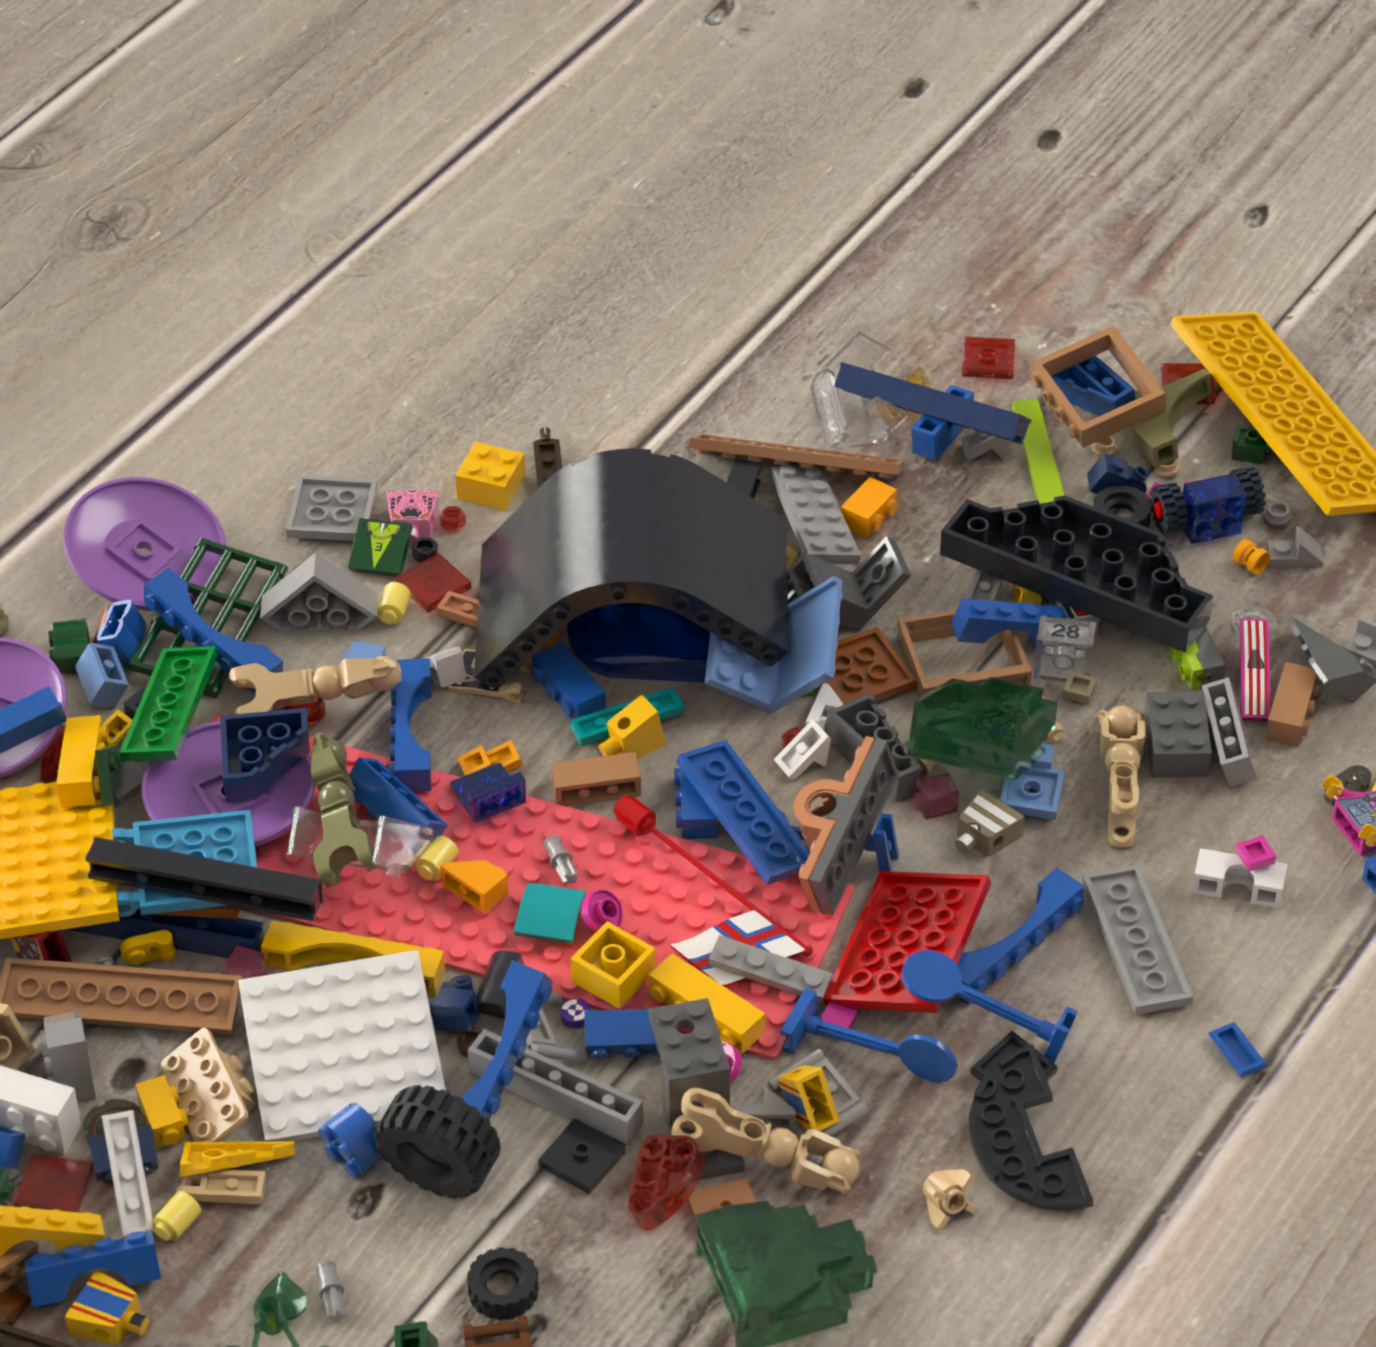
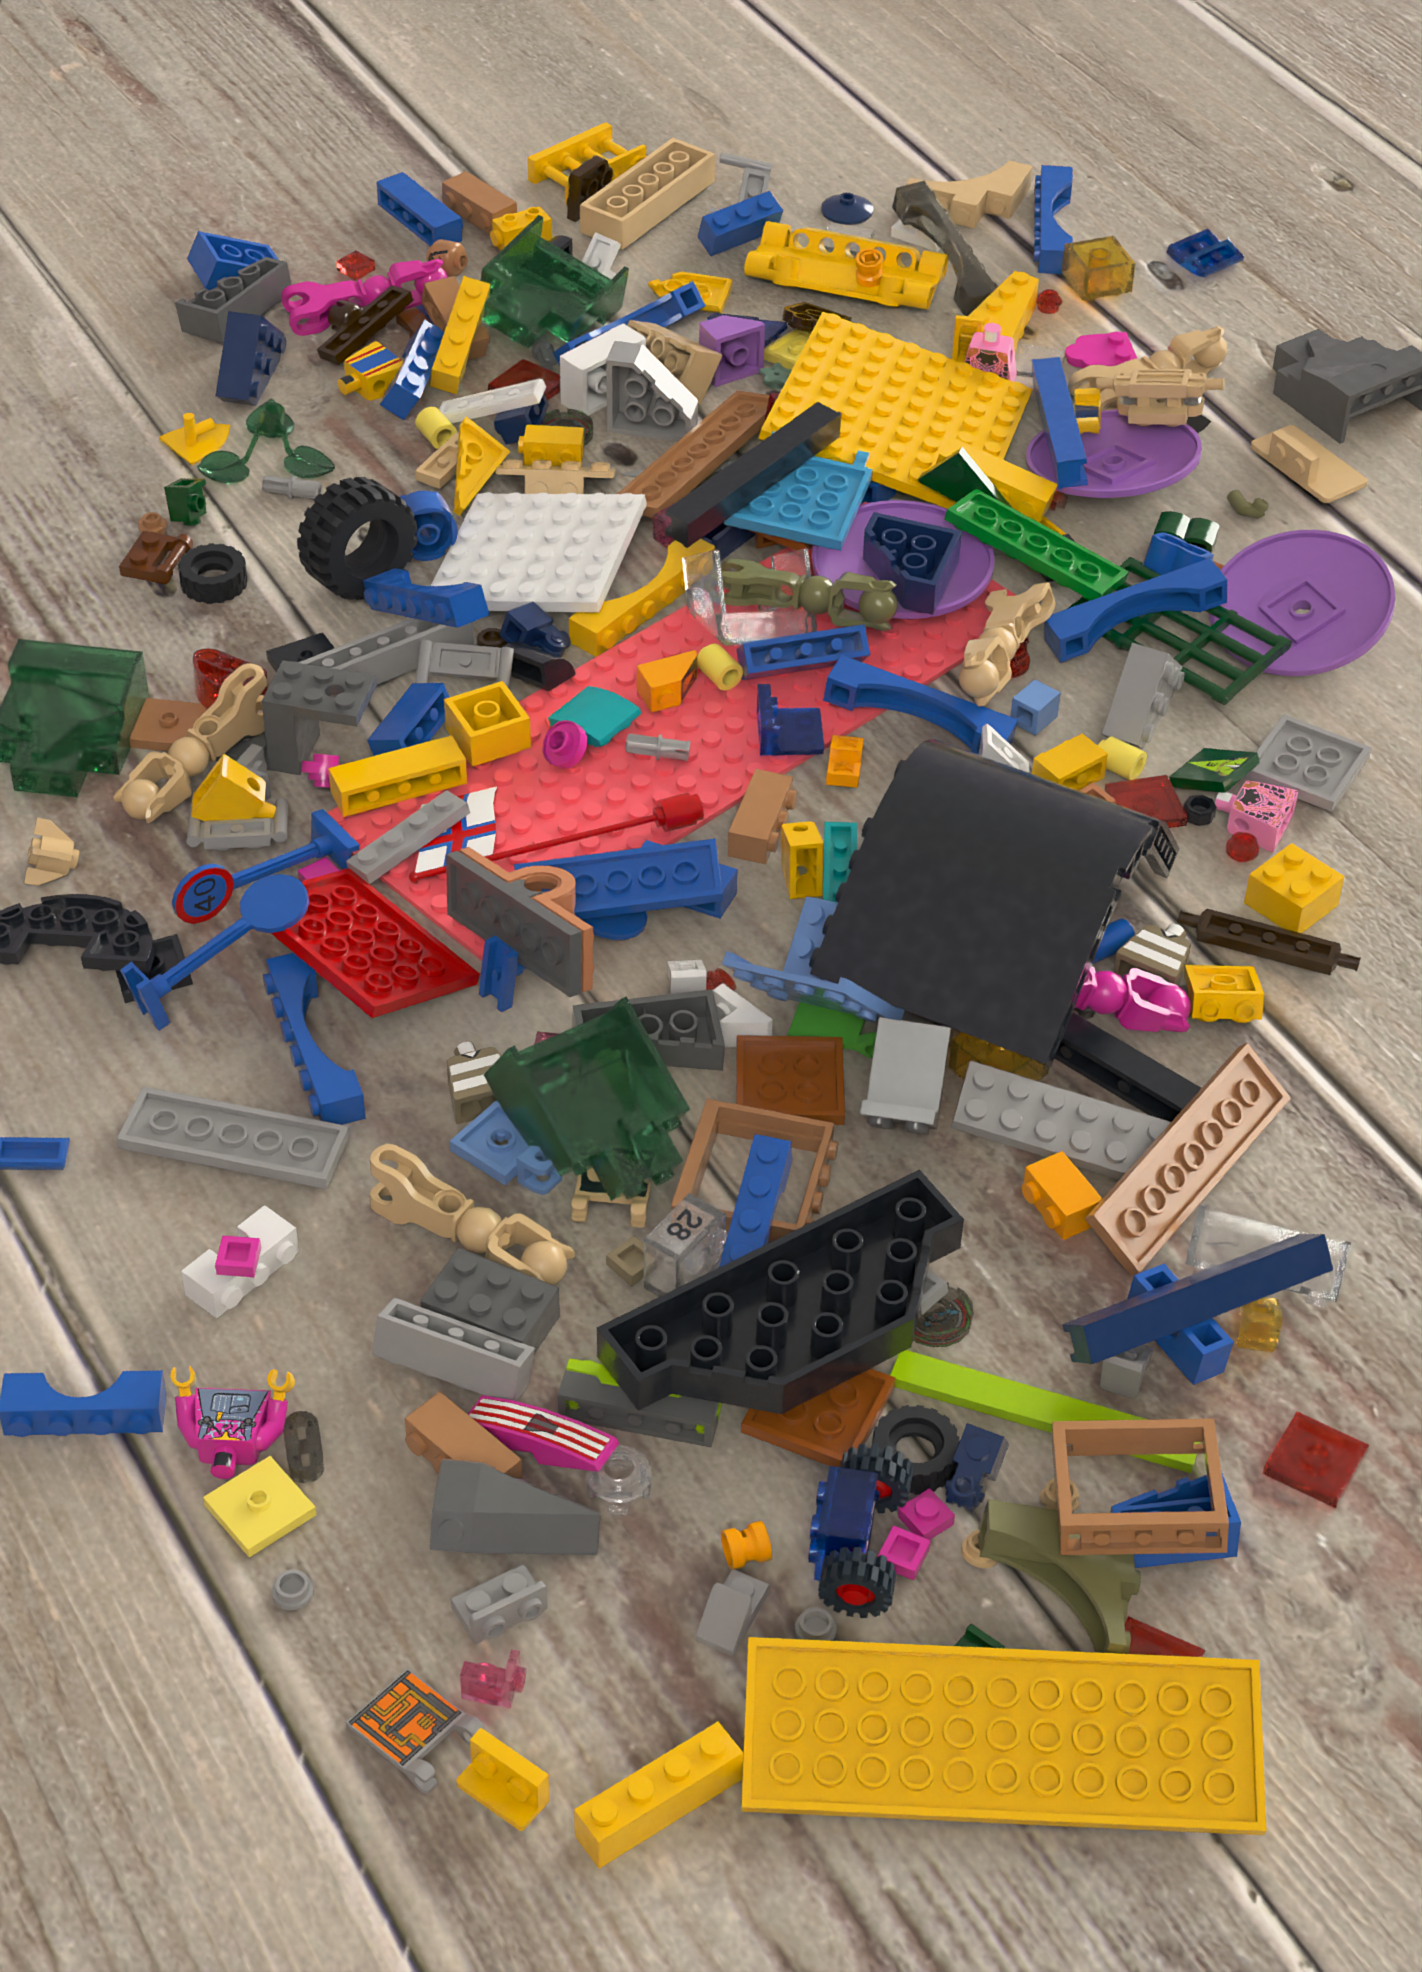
camera: 115 degrees right, 0 degrees up
(101, 675) = (1121, 534): medium blue brick -> none
(423, 627) = (1072, 763): none -> yellow brick

